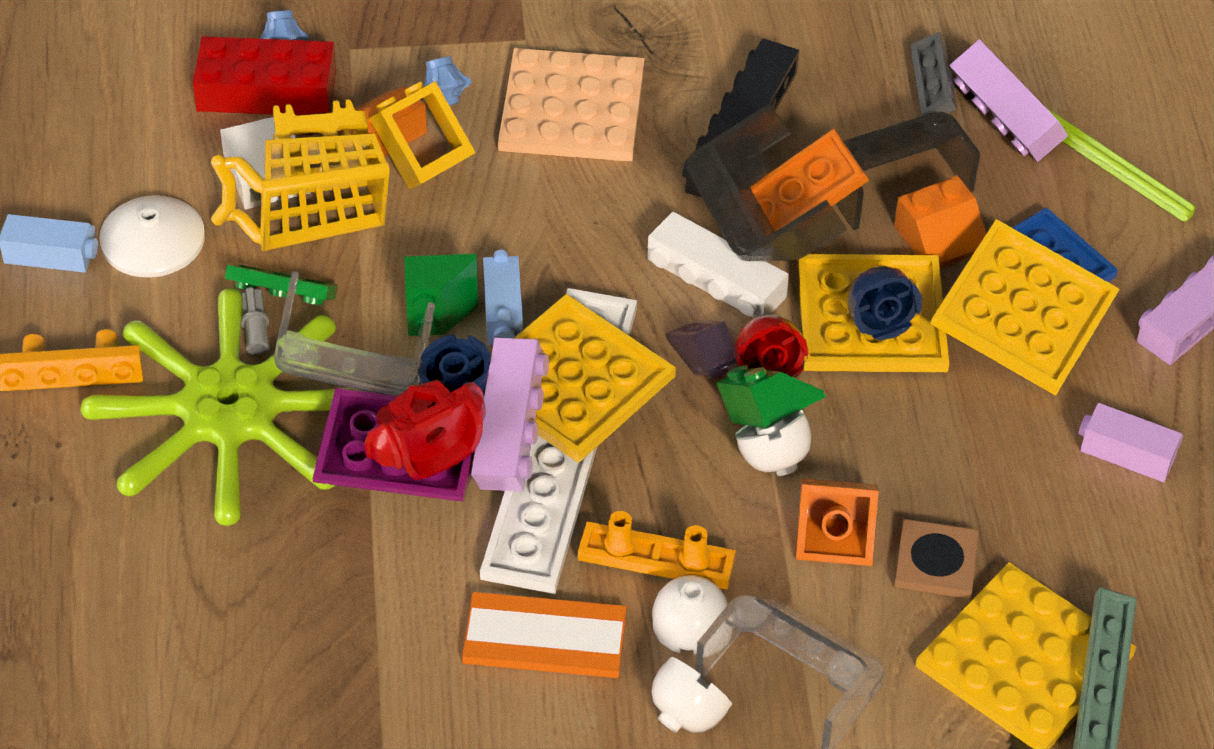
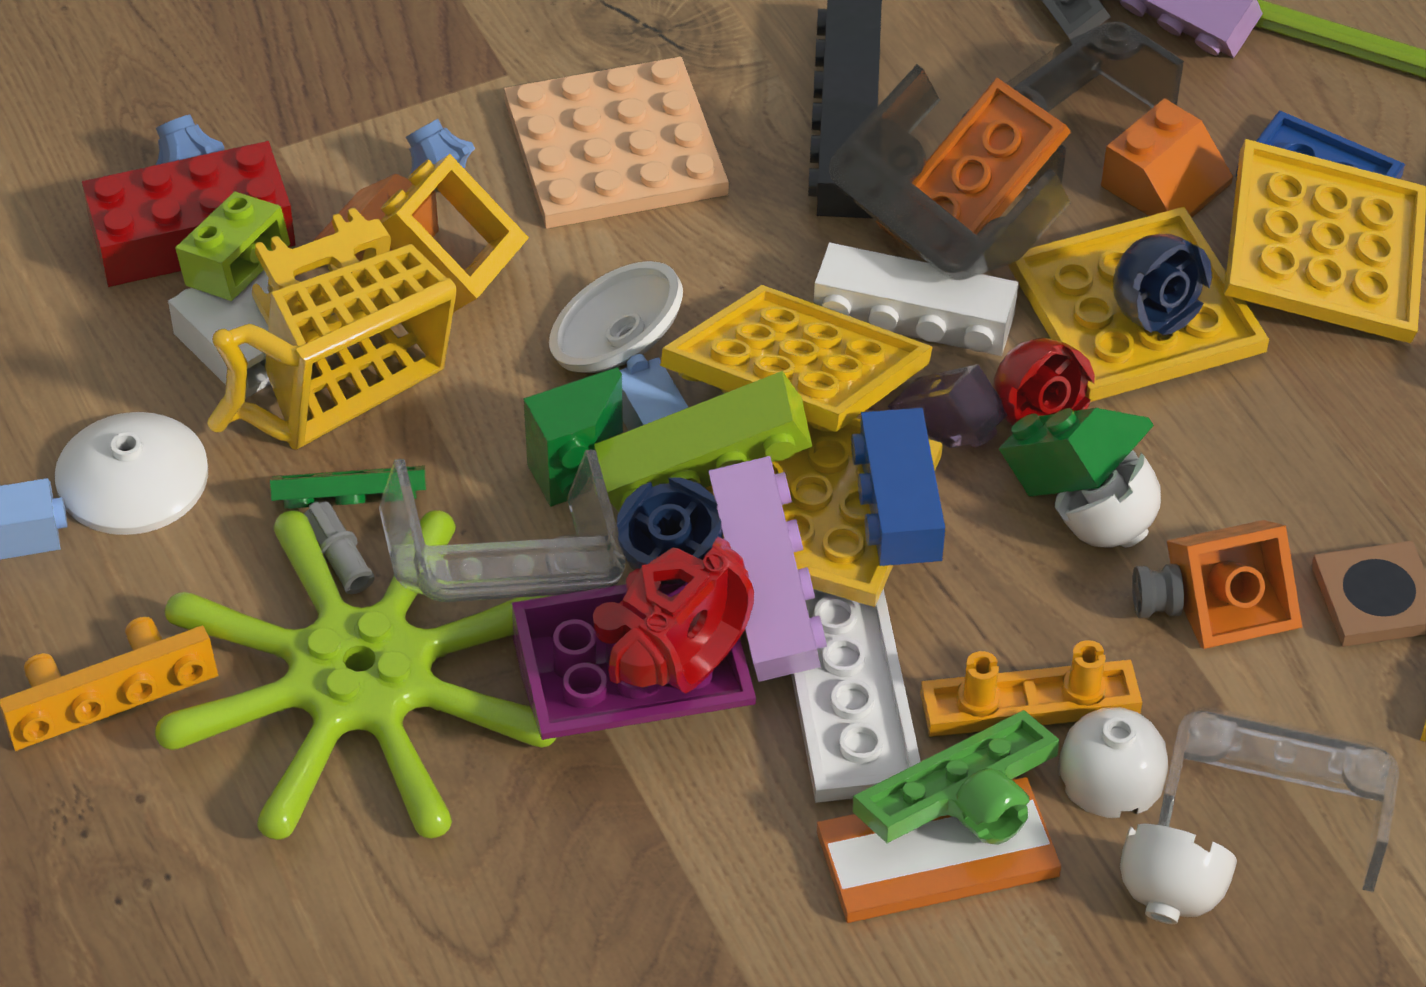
camera: 20 degrees left, 0 degrees up
(255, 103) = (221, 250): none -> lime brick
(505, 223) = (616, 317): none -> white dish
(539, 314) = (717, 433): none -> lime brick
(576, 596) = (963, 782): none -> bright green plate
(608, 282) = (827, 356): none -> yellow plate
(624, 386) = (899, 487): none -> blue brick
(779, 510) = (1157, 590): none -> dark grey wheel

